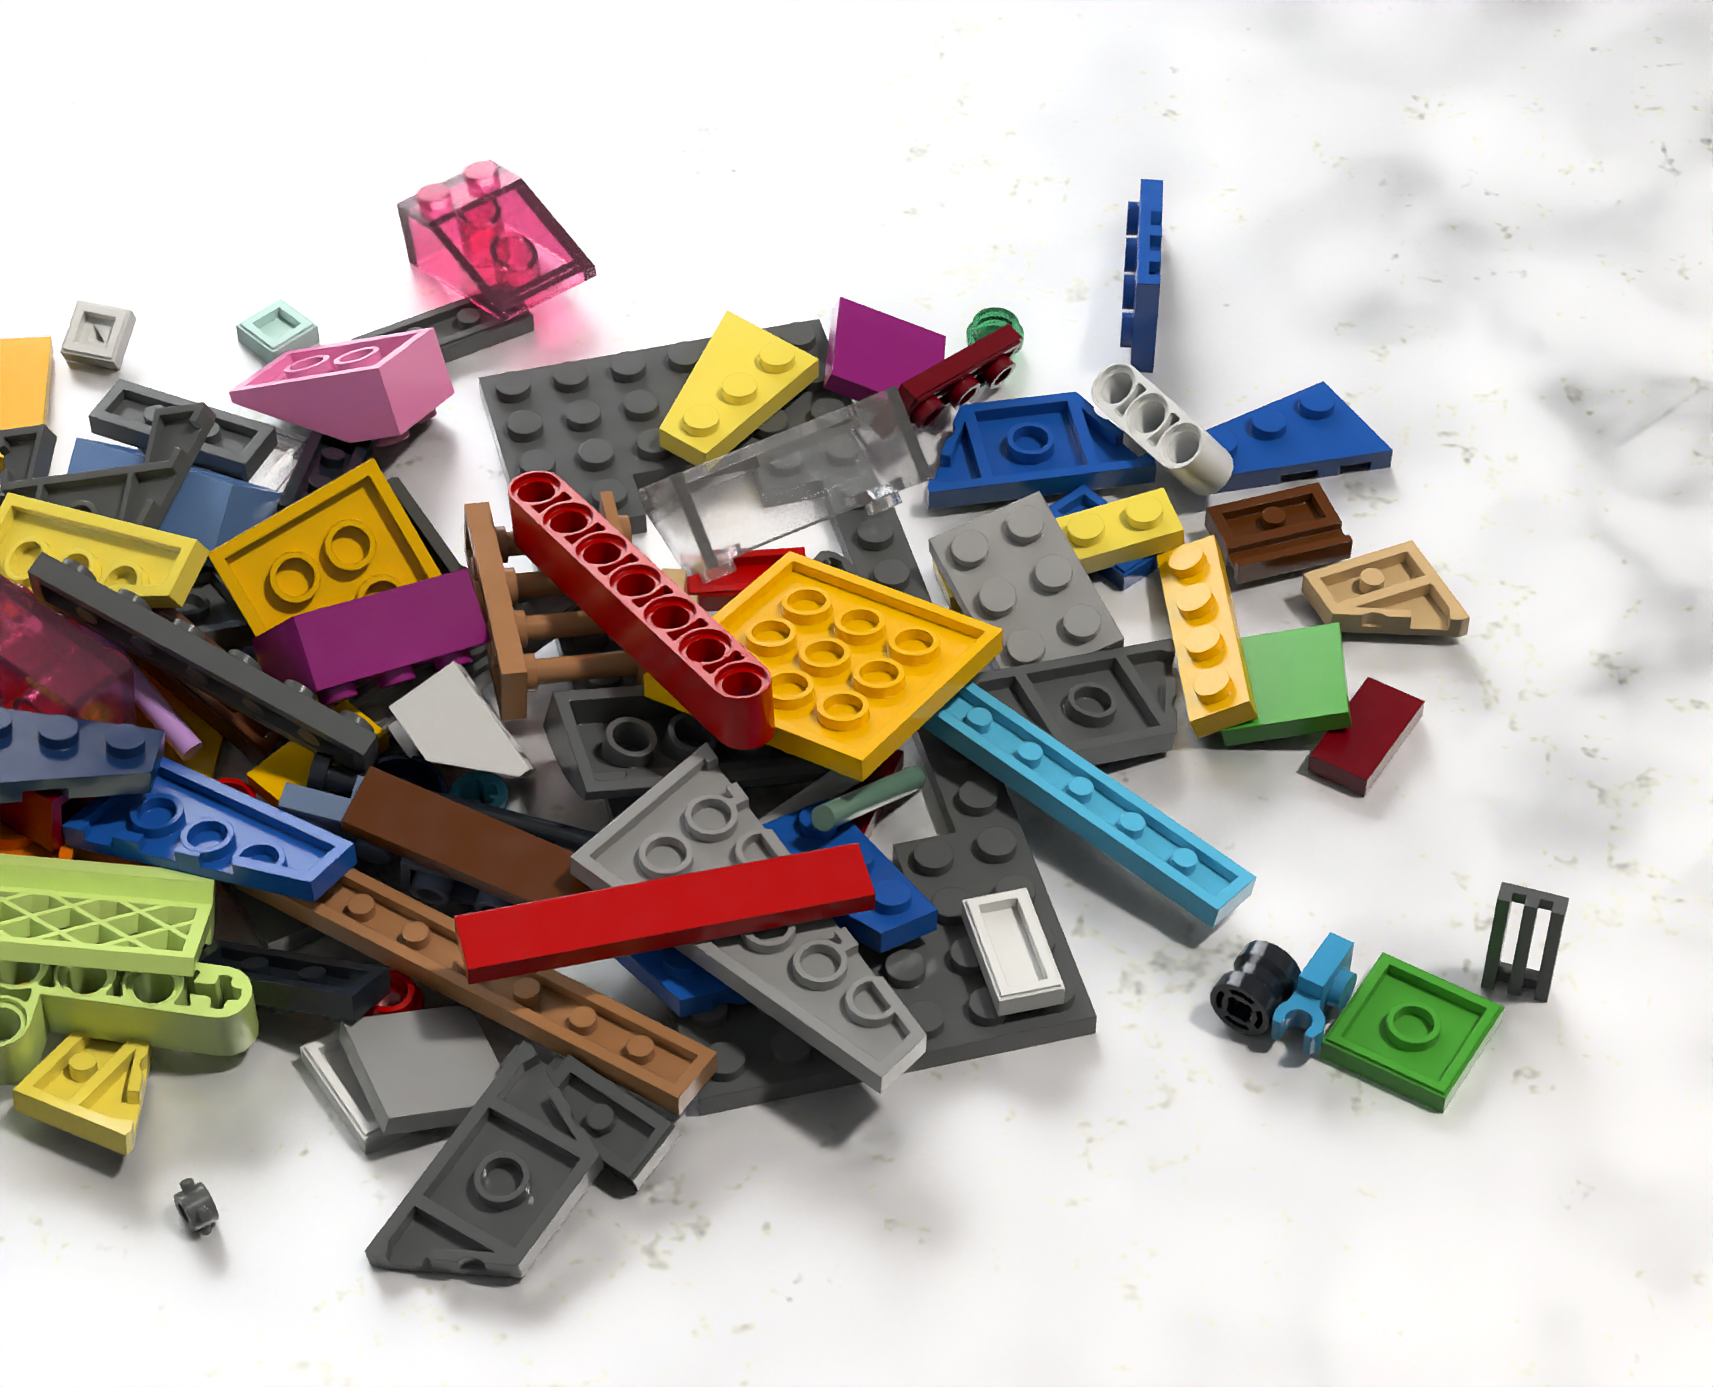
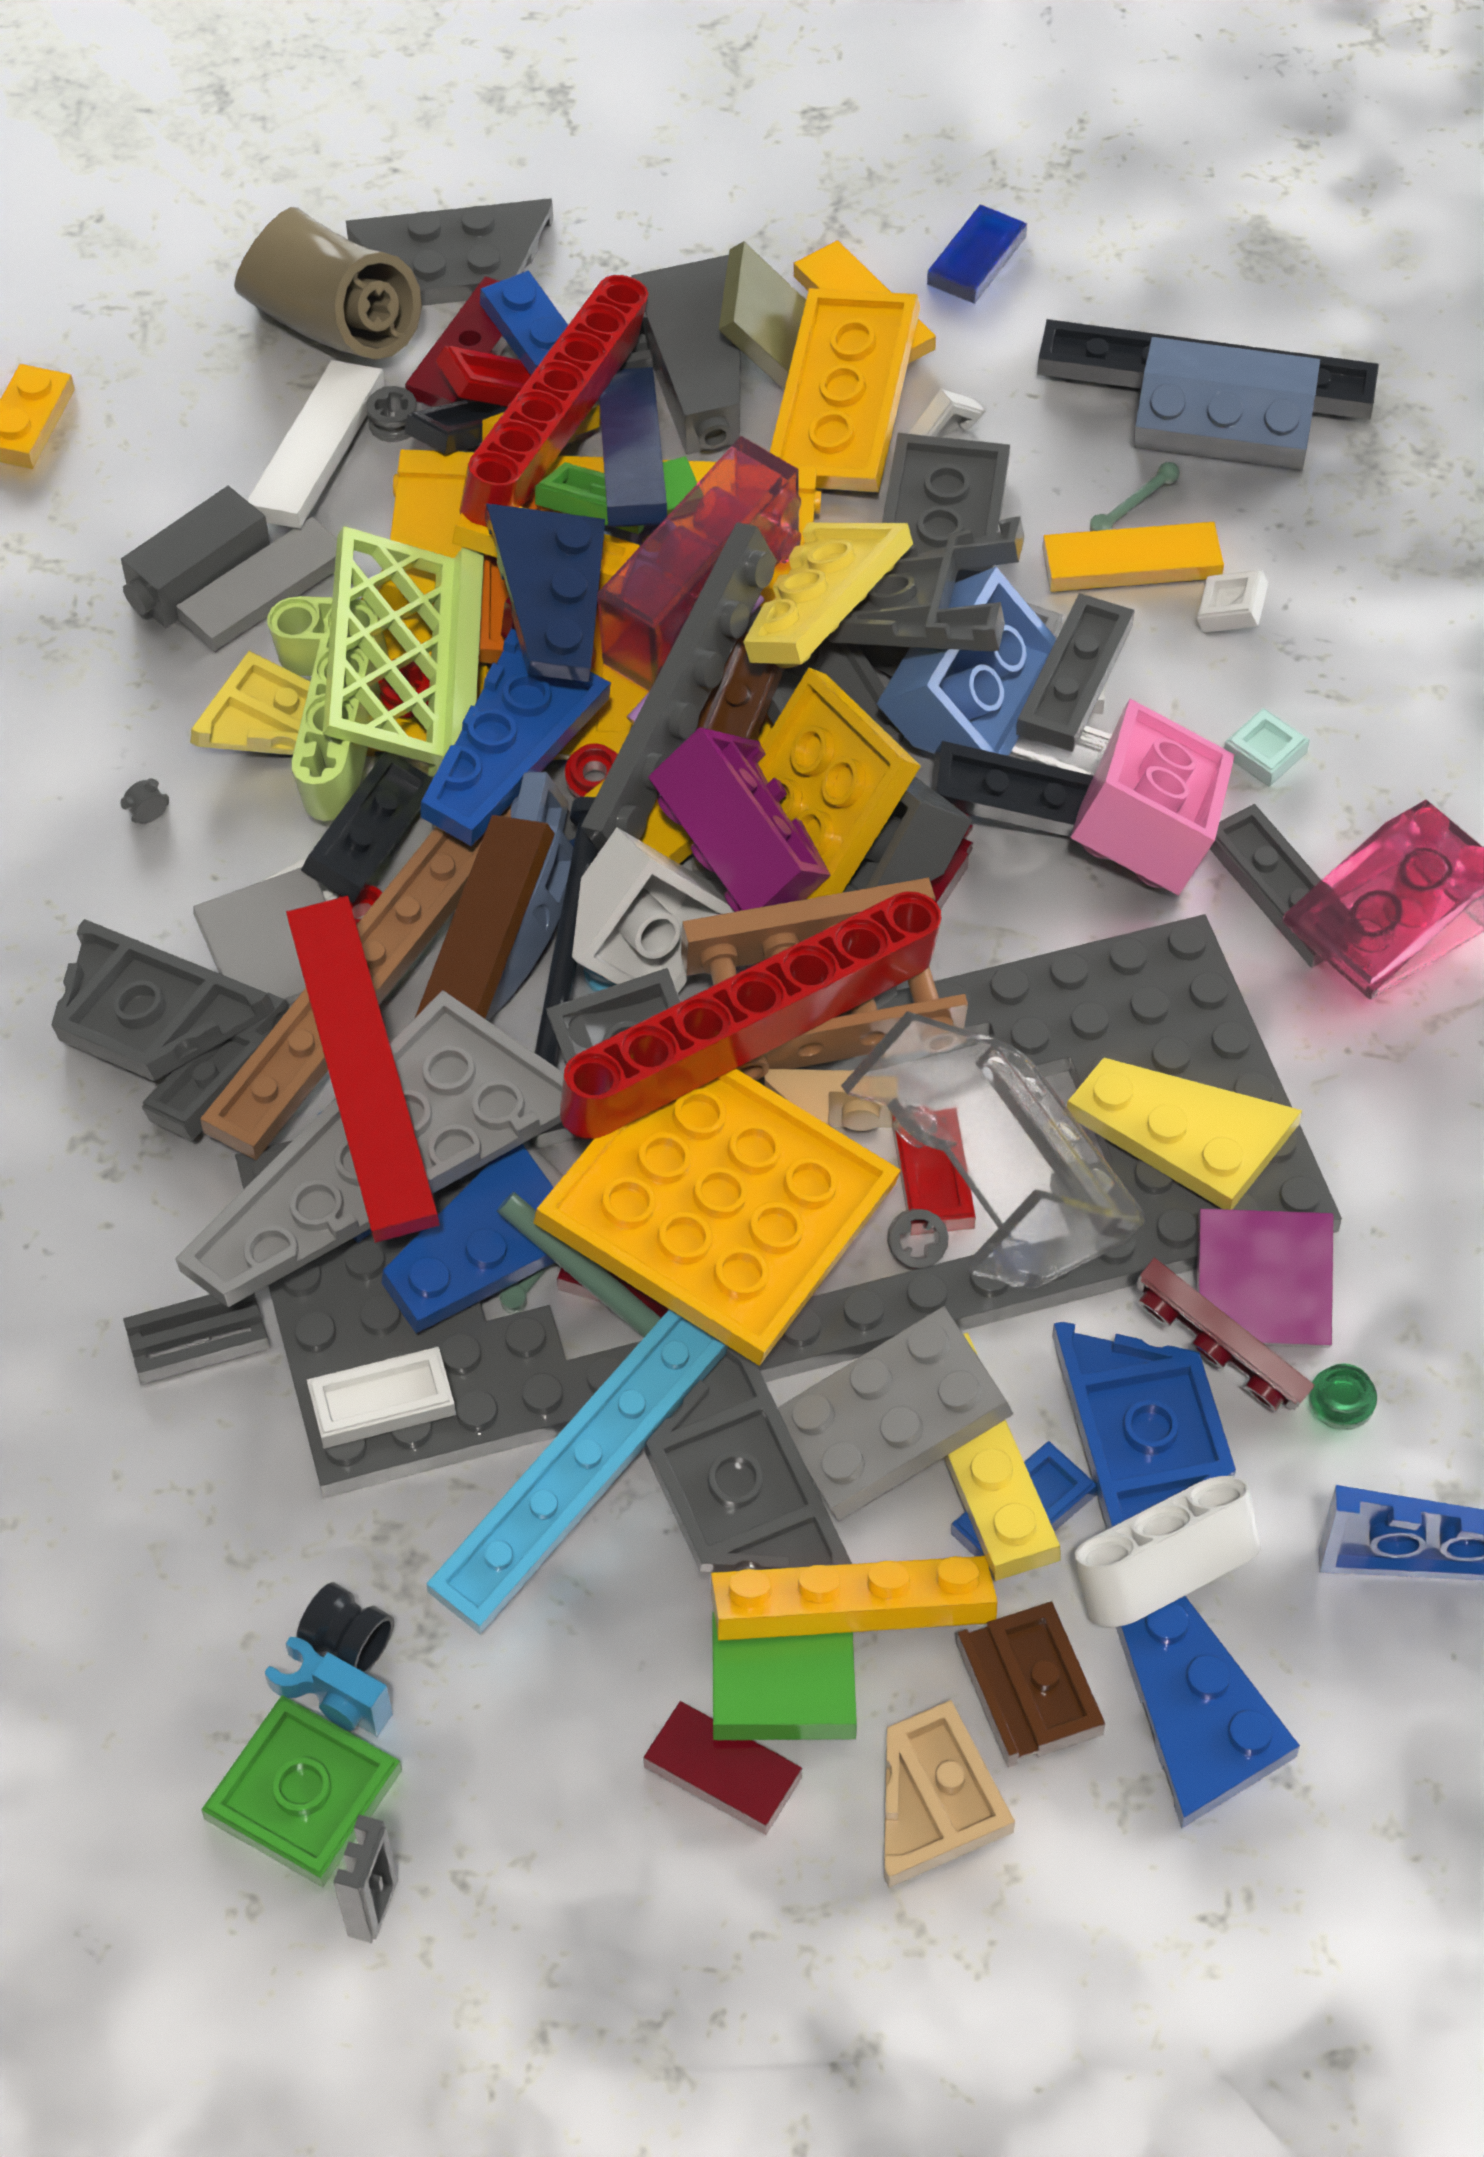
camera: 90 degrees right, 10 degrees up
(900, 1091) = (193, 1324): none -> dark grey tile

